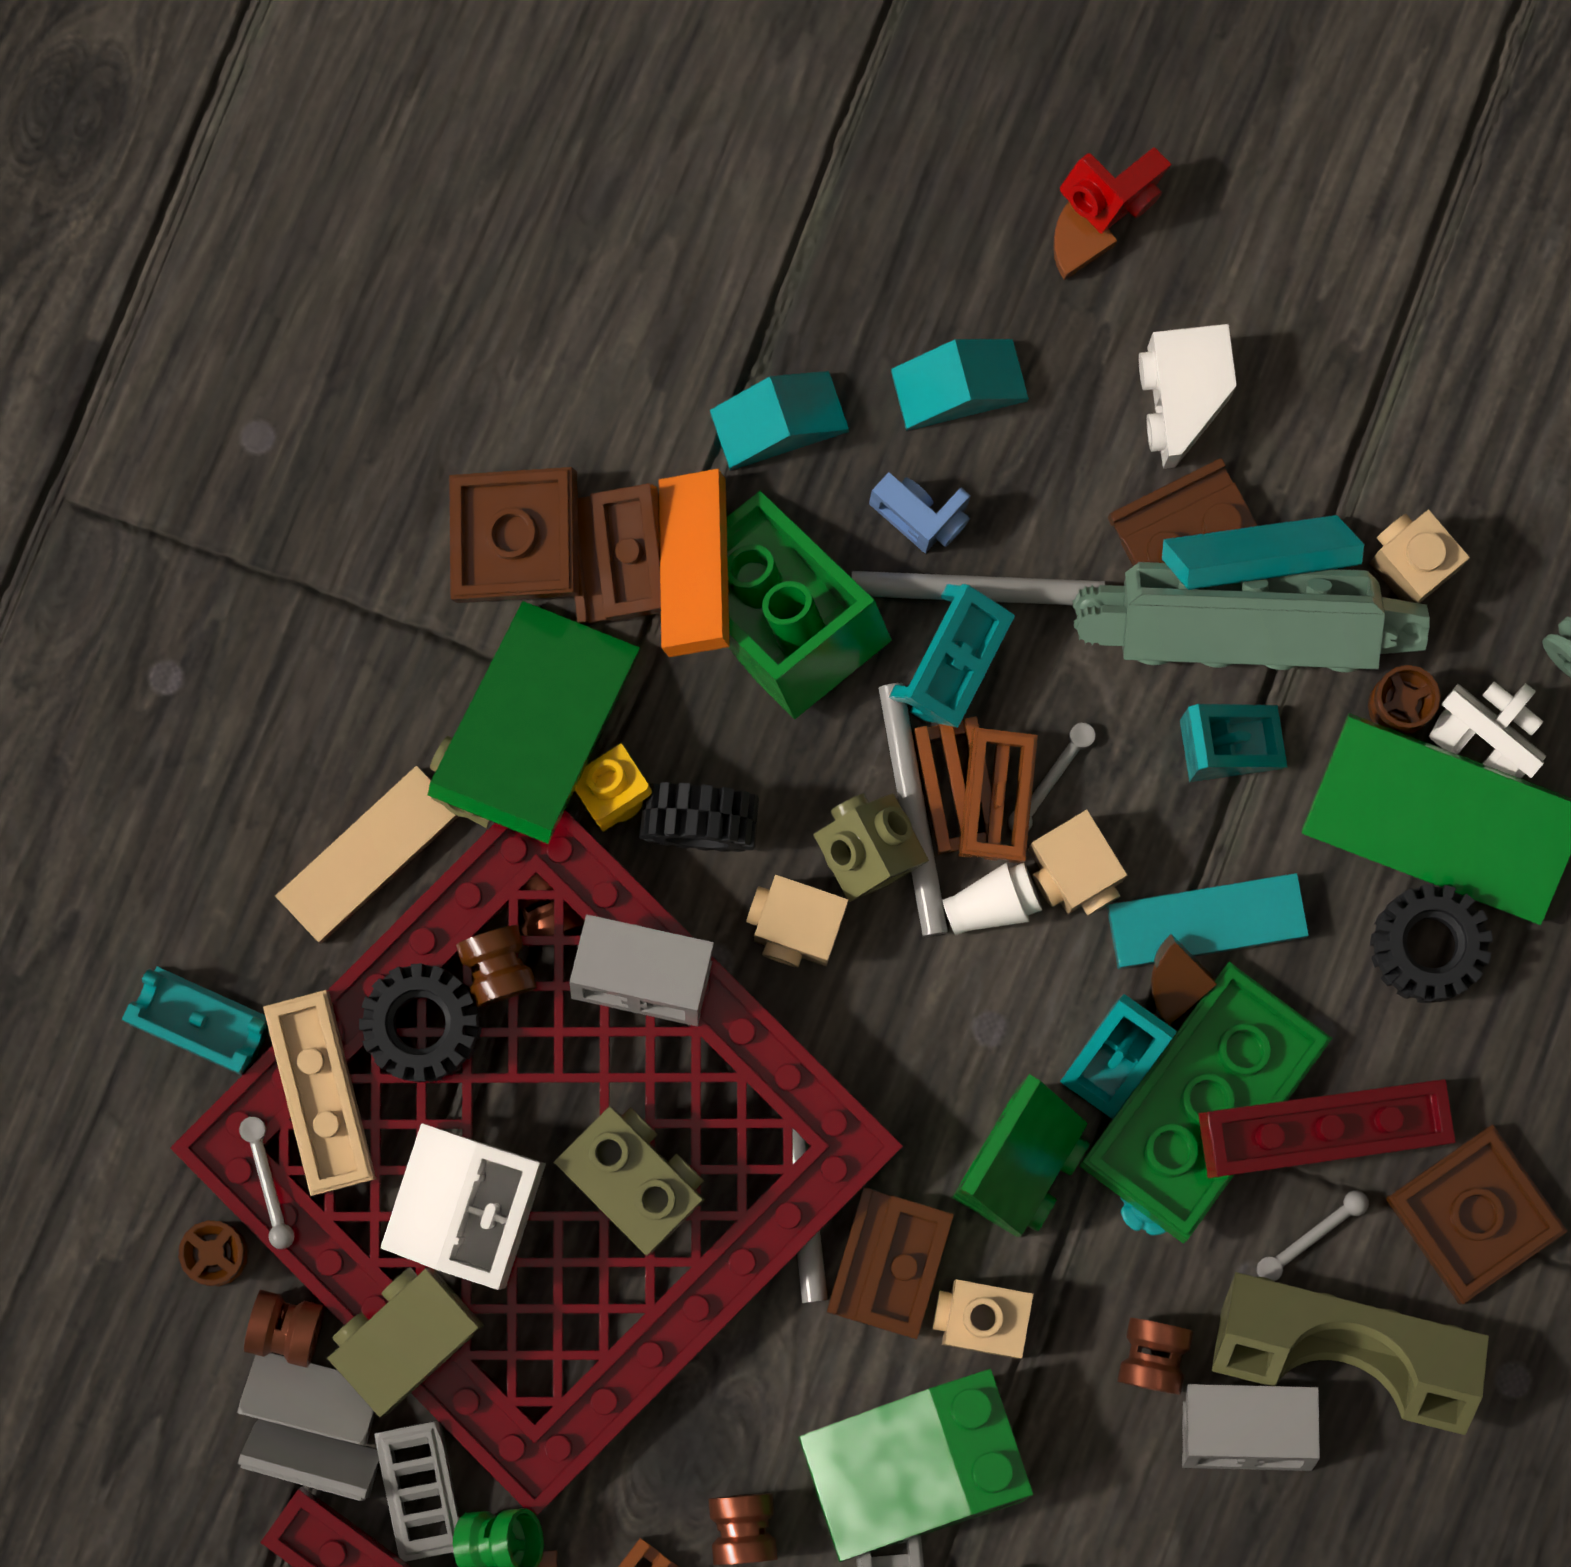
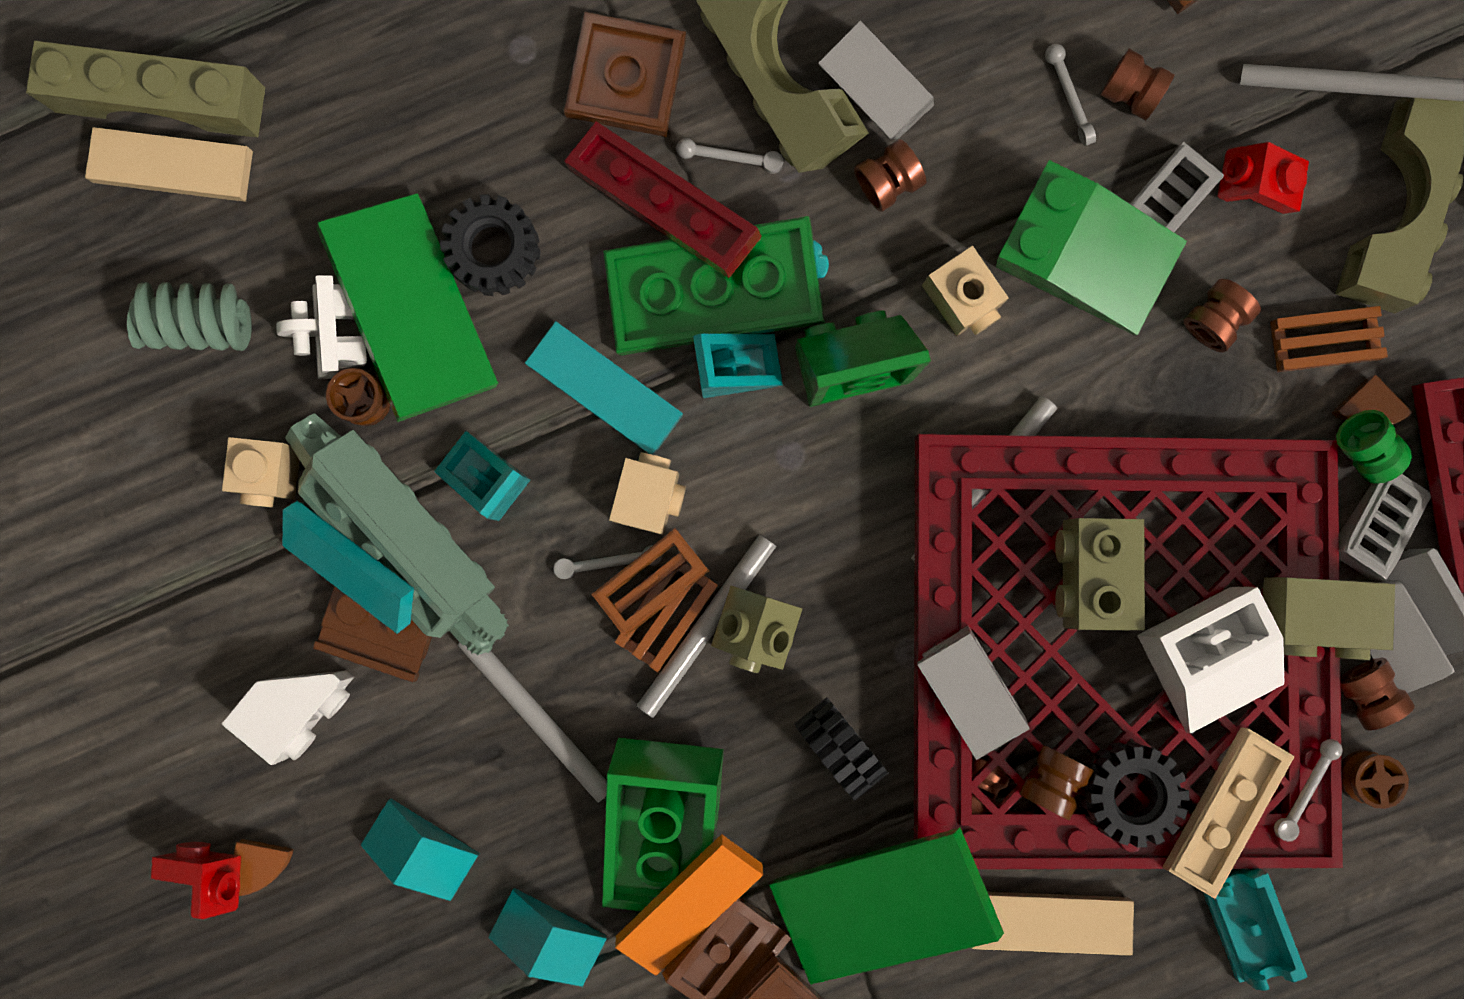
camera: 130 degrees left, 5 degrees up
(612, 788) = (875, 818): yellow bracket -> none
(796, 921) = (843, 628): tan brick -> none
(890, 1263) = (987, 379): reddish brown plate -> none
(908, 510) = (528, 806): medium blue bracket -> none
(956, 657) = (591, 689): teal hinge -> none
(995, 900) = (715, 524): white cone -> none
(1178, 980) = (657, 371): reddish brown tile -> none

